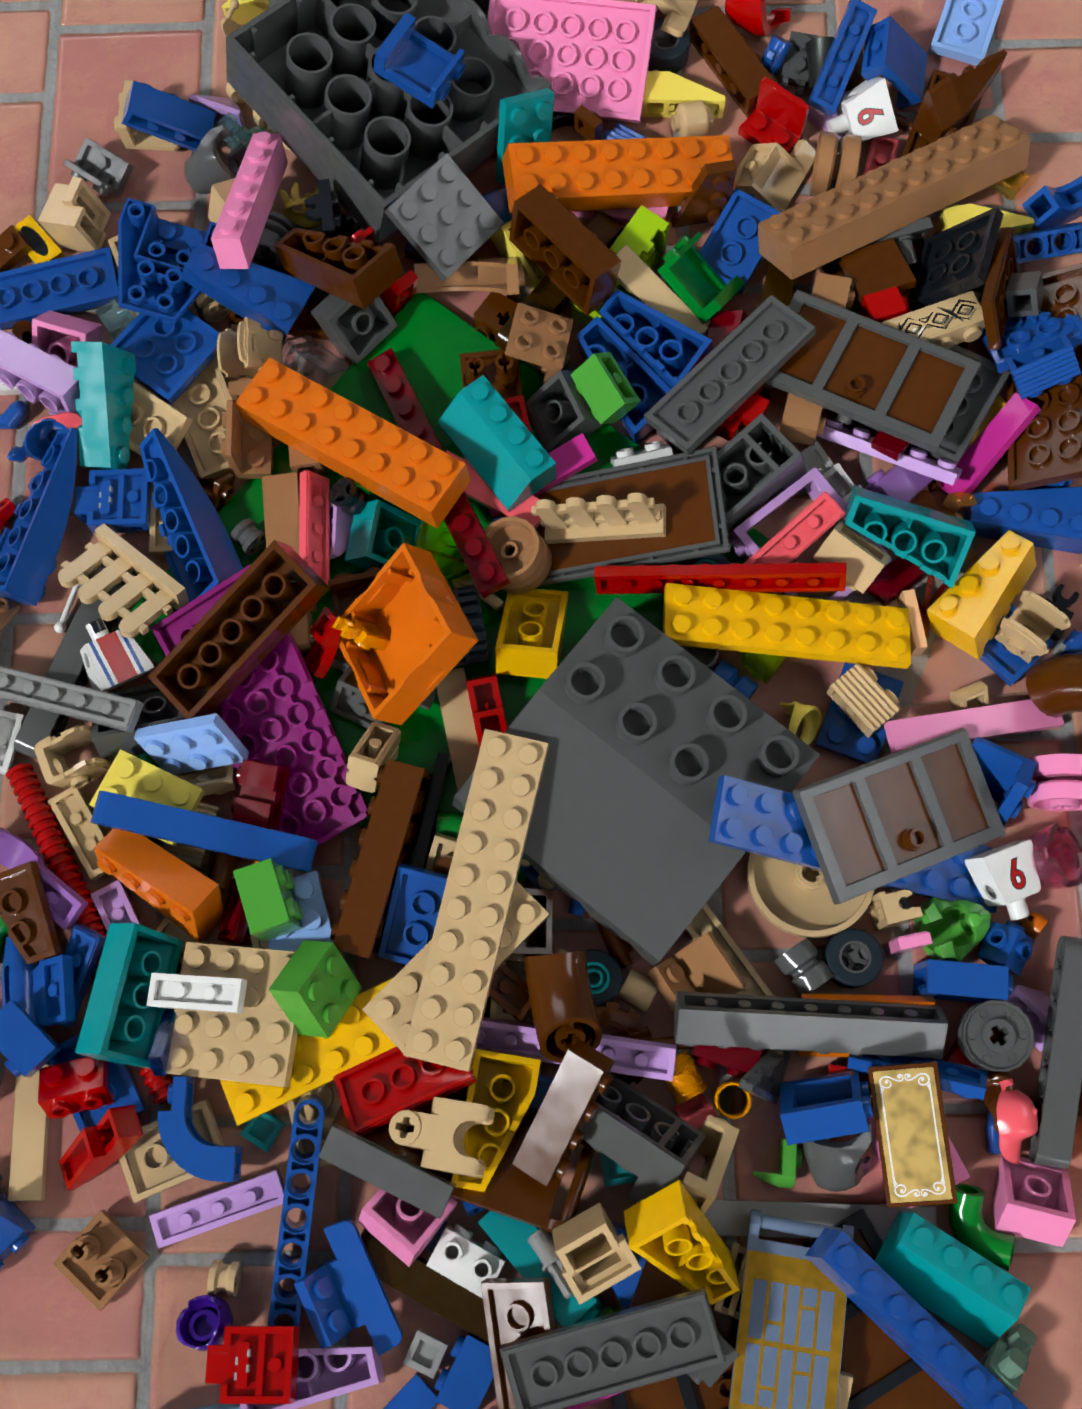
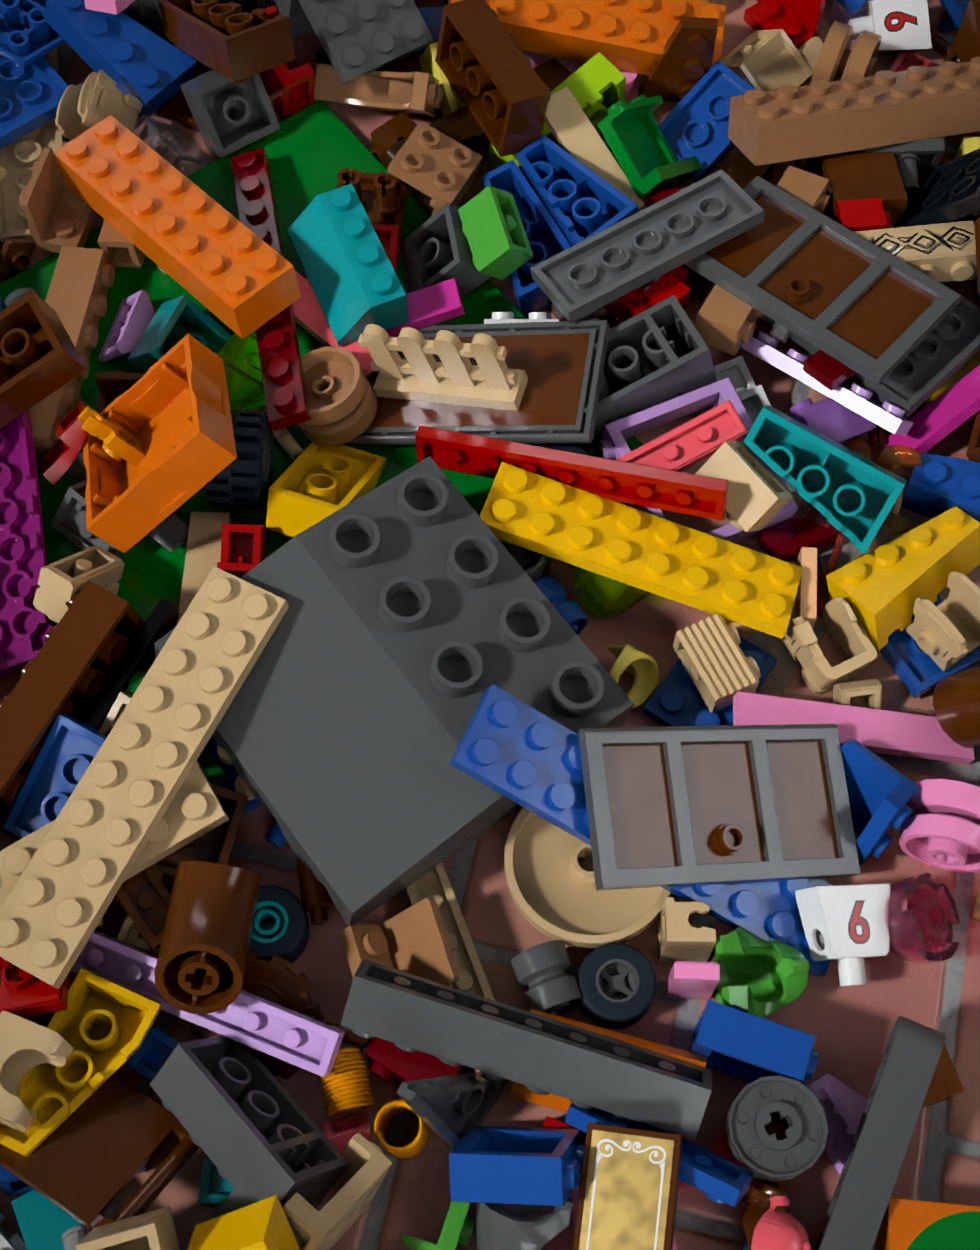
camera: 10 degrees right, 10 degrees down
(212, 310) = (74, 67): tan wheel -> none
(315, 523) = (105, 313): coral tile -> none
(348, 496) = (153, 287): black wheel -> none
(564, 1112) = (158, 1073): brick -> none
(638, 990) = (322, 957): tan brick -> none
(955, 652) = (845, 630): none -> tan piece
(1006, 947) = (829, 1018): blue brick -> none
(1036, 925) = (874, 1005): orange hinge -> none

